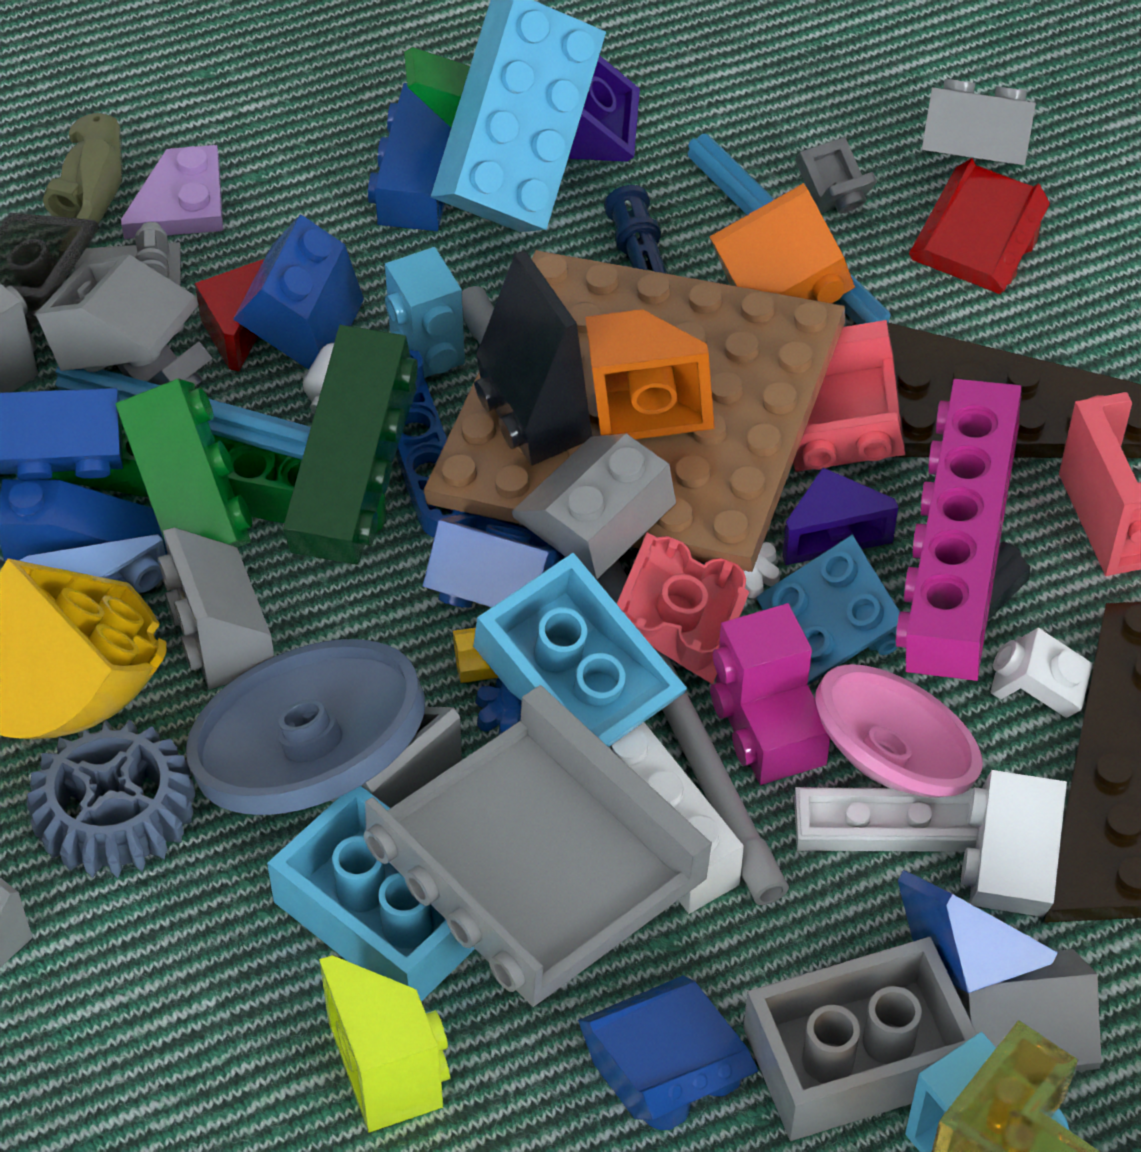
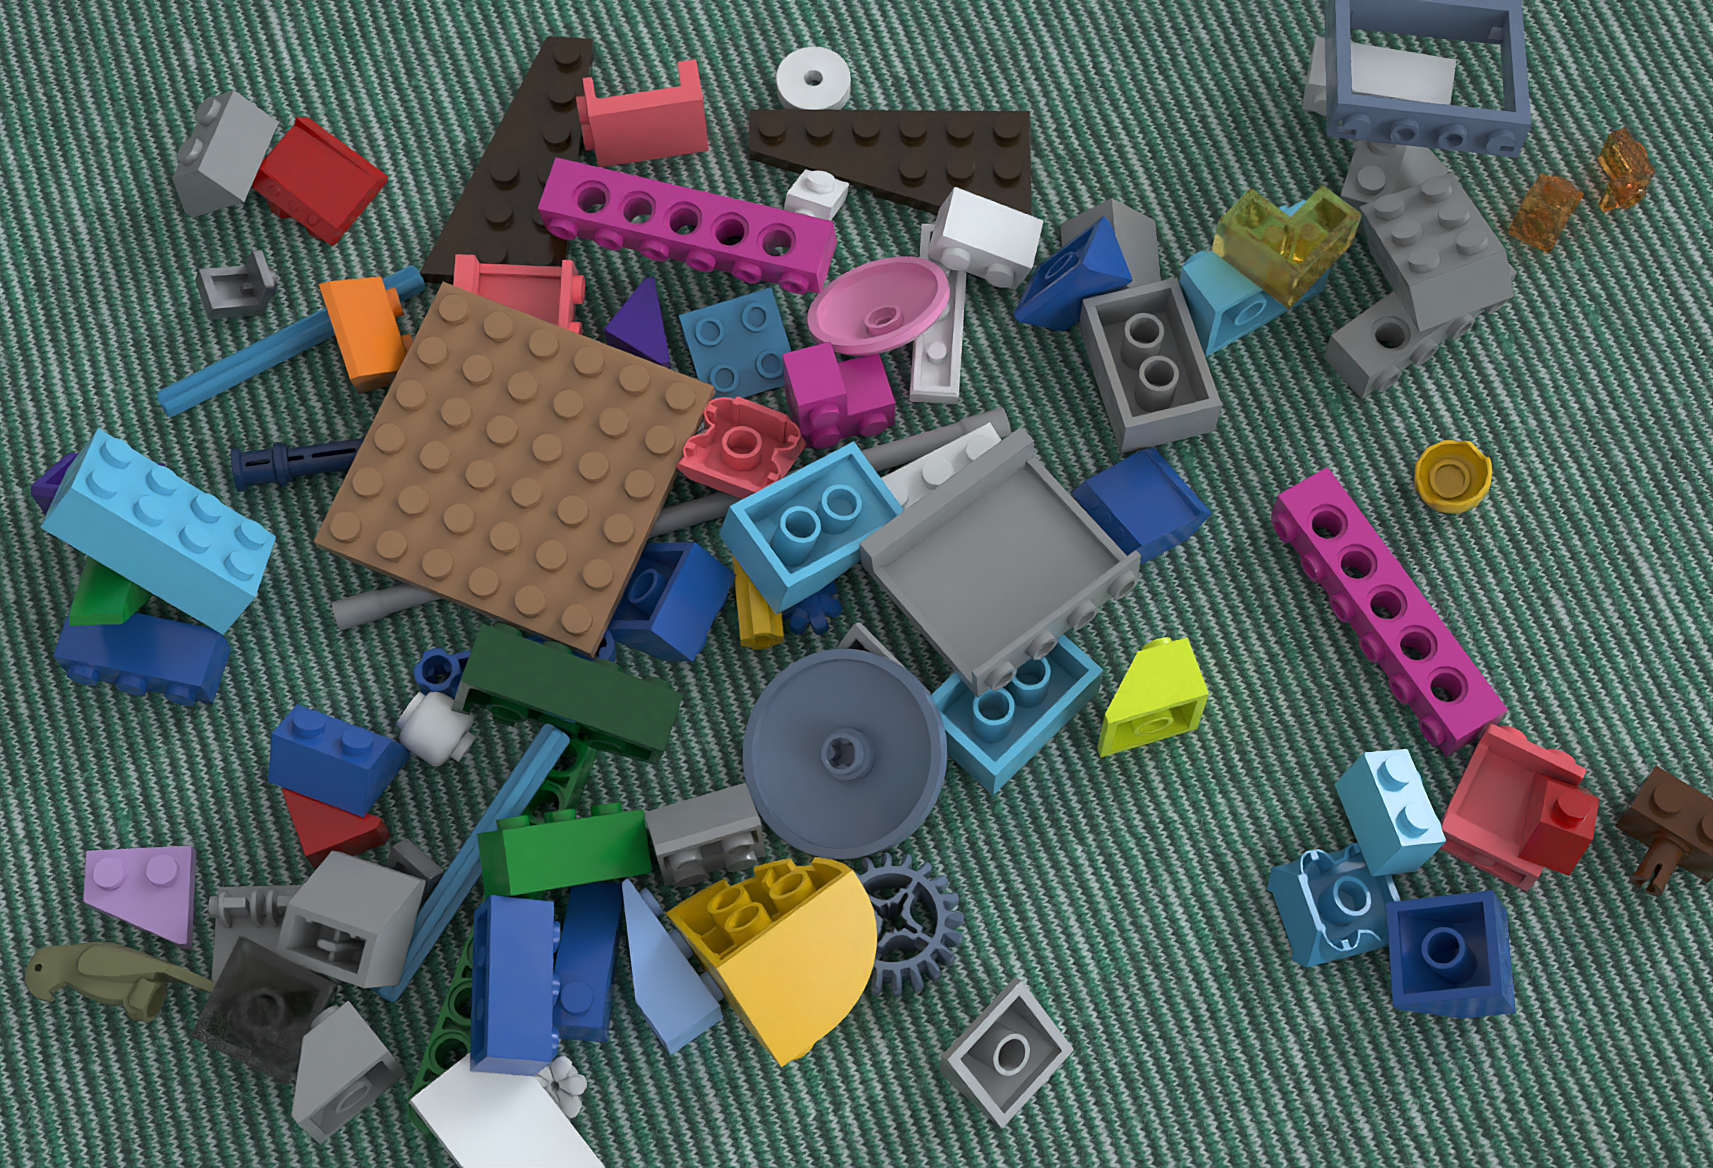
camera: 85 degrees left, 15 degrees up
(426, 308) = (380, 643): medium azure brick -> none
(533, 367) = (518, 522): black slope -> none
(600, 500) = (648, 496): light grey slope -> none
(648, 376) = (536, 436): orange slope -> none

